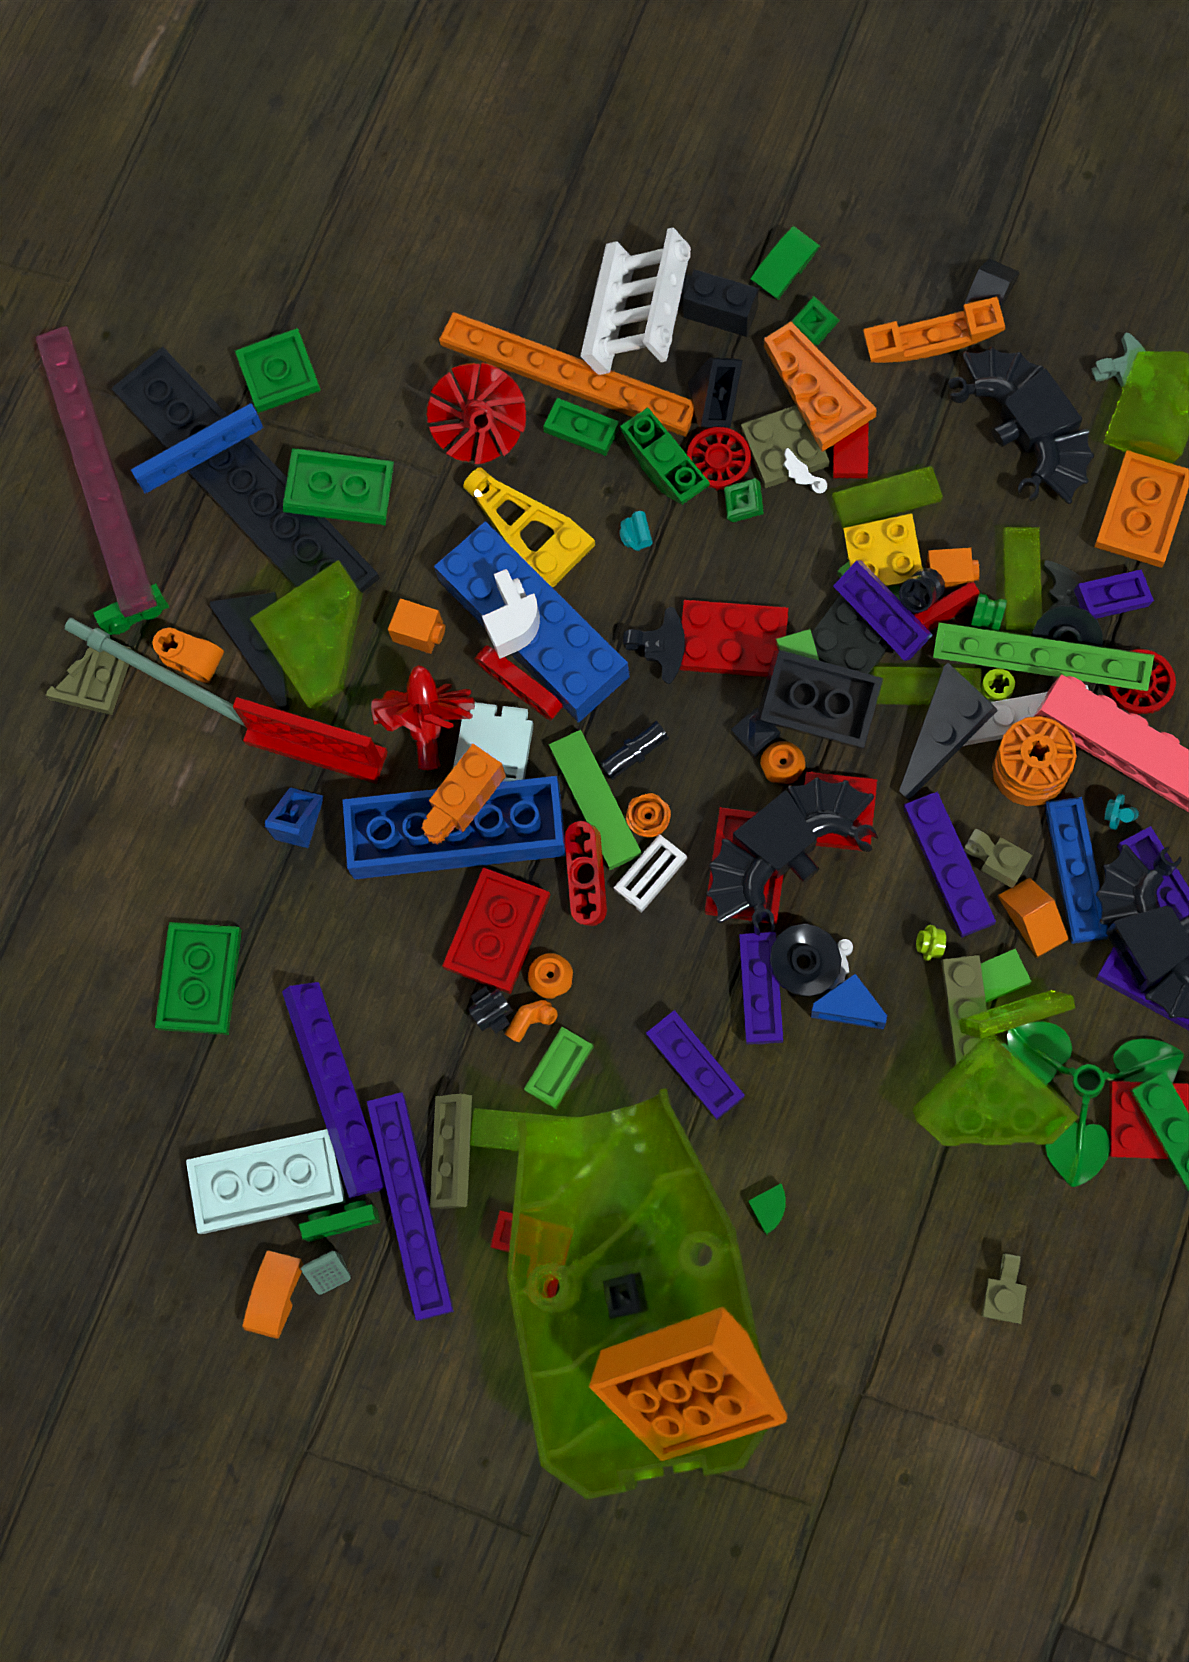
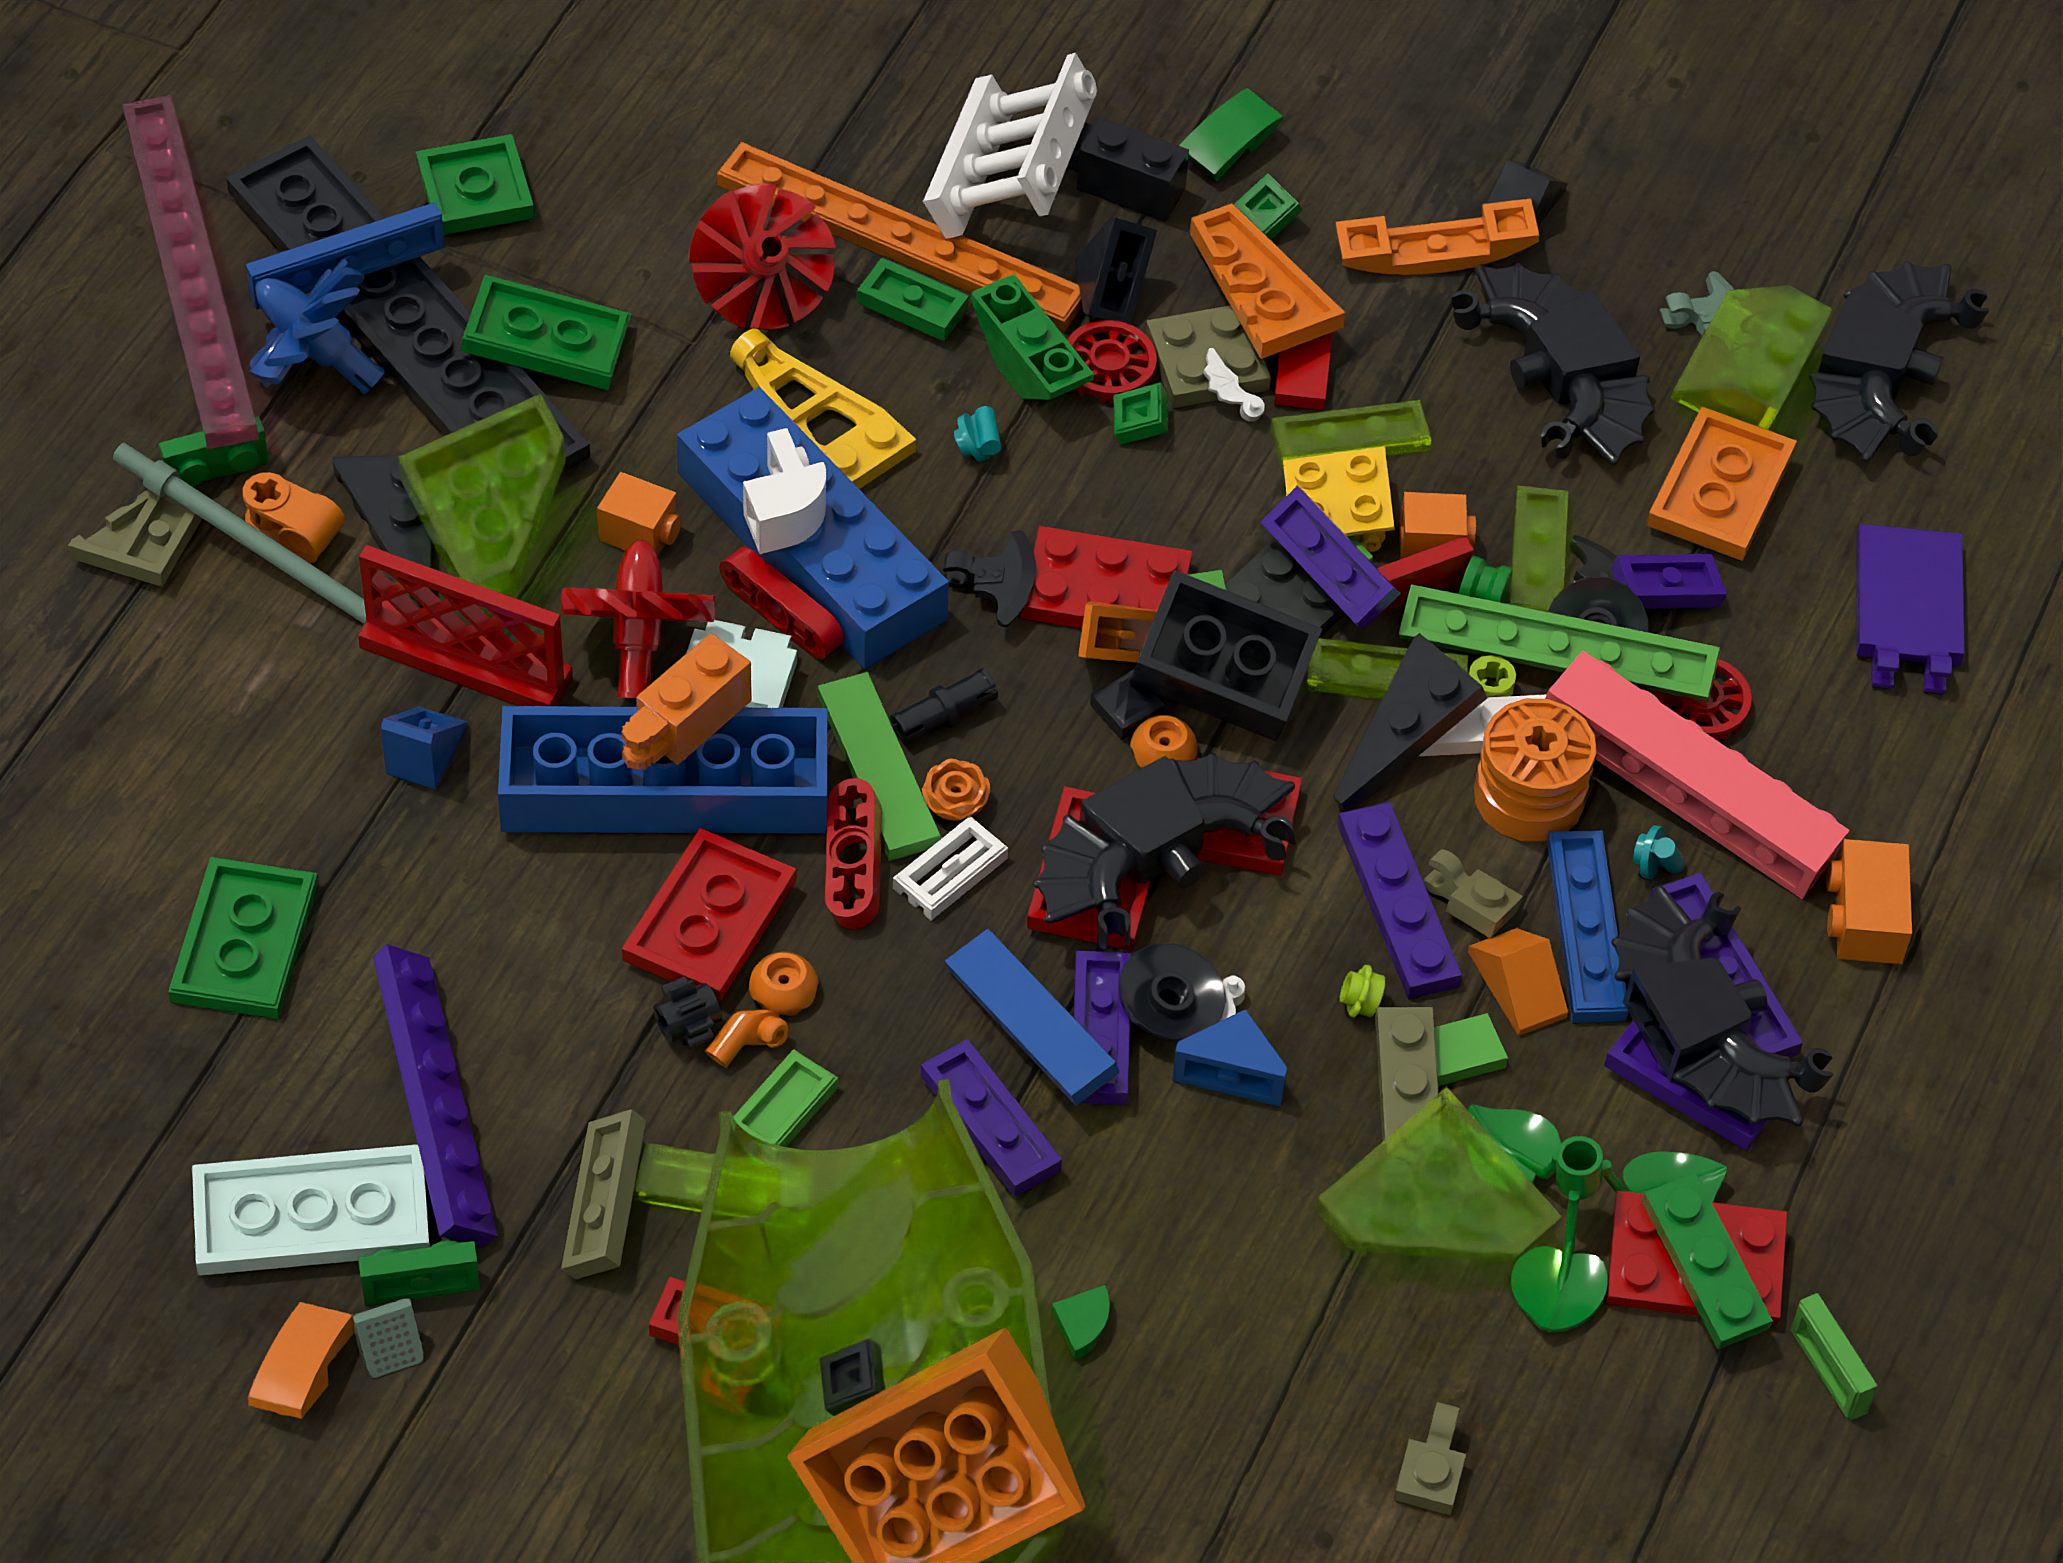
camera: 10 degrees left, 20 degrees down
(180, 509) = (309, 328): none -> blue piece
(410, 1207) = (531, 1265): dark purple plate -> none
(715, 989) = (1032, 1017): none -> blue tile
(742, 683) = (1114, 631): none -> orange slope
(920, 597) = (1377, 534): black wheel -> none
(1016, 1014) = (1482, 1083): clear neon green tile -> none

